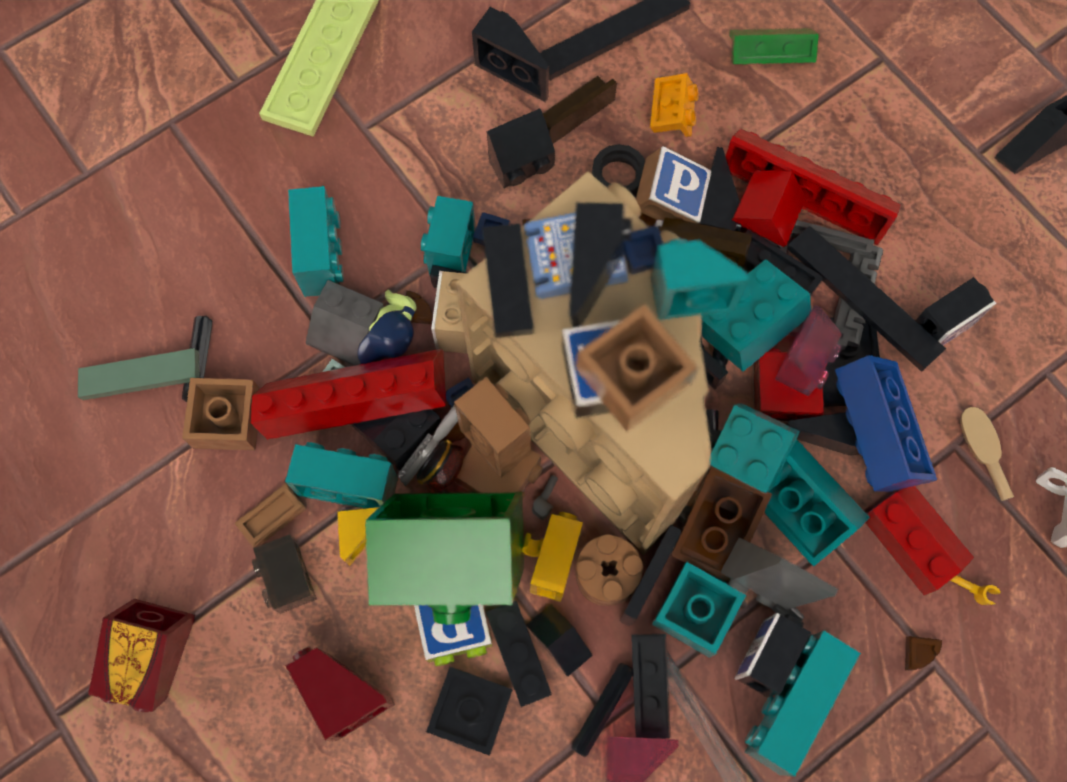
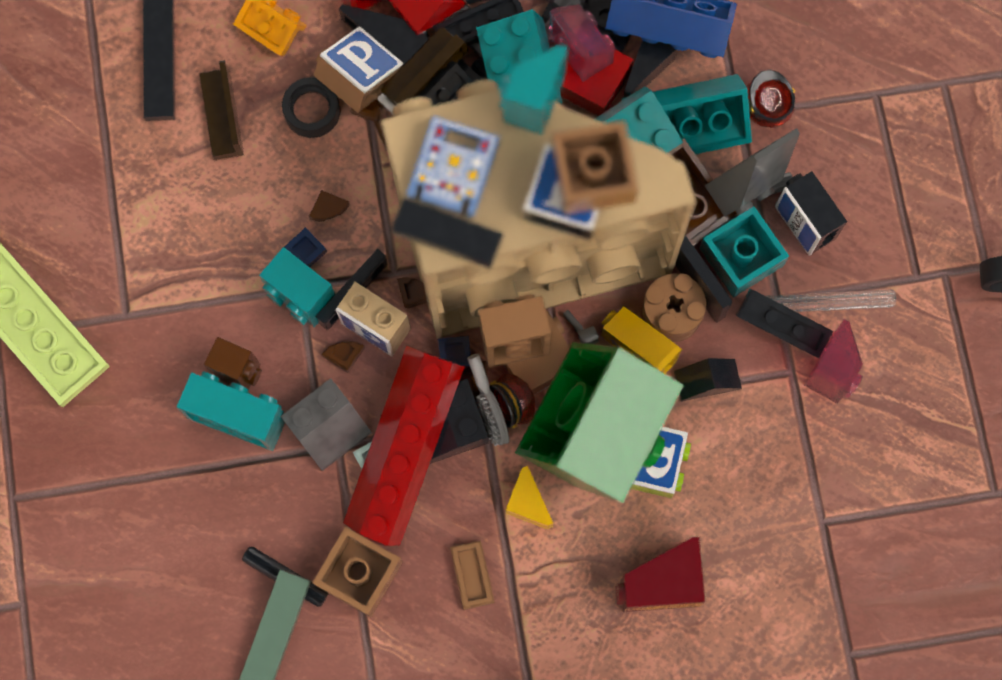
camera: 60 degrees left, 5 degrees up
(283, 574) = (534, 585): clear smoke brick -> none
(341, 476) = (477, 489): teal brick -> none
(355, 221) = (233, 363): none -> reddish brown brick
(390, 332) = (360, 382): dark blue hair -> none
(469, 711) = (730, 481): black plate -> none
(509, 54) = (137, 139): black slope -> none
(518, 654) = (710, 419): black plate -> none
(520, 149) = (243, 181): black slope -> none
(596, 253) = (466, 143): black slope -> none
(602, 710) = (783, 372): black axle -> none
(642, 251) = (481, 112): dark blue plate -> none
(803, 705) = (871, 227): teal brick -> none
(864, 561) = (770, 99): none -> clear red piece
(918, 539) = (777, 44): red slope -> none
(920, 652) = (862, 98): reddish brown tile -> none
(978, 591) = (837, 26): yellow hand -> none

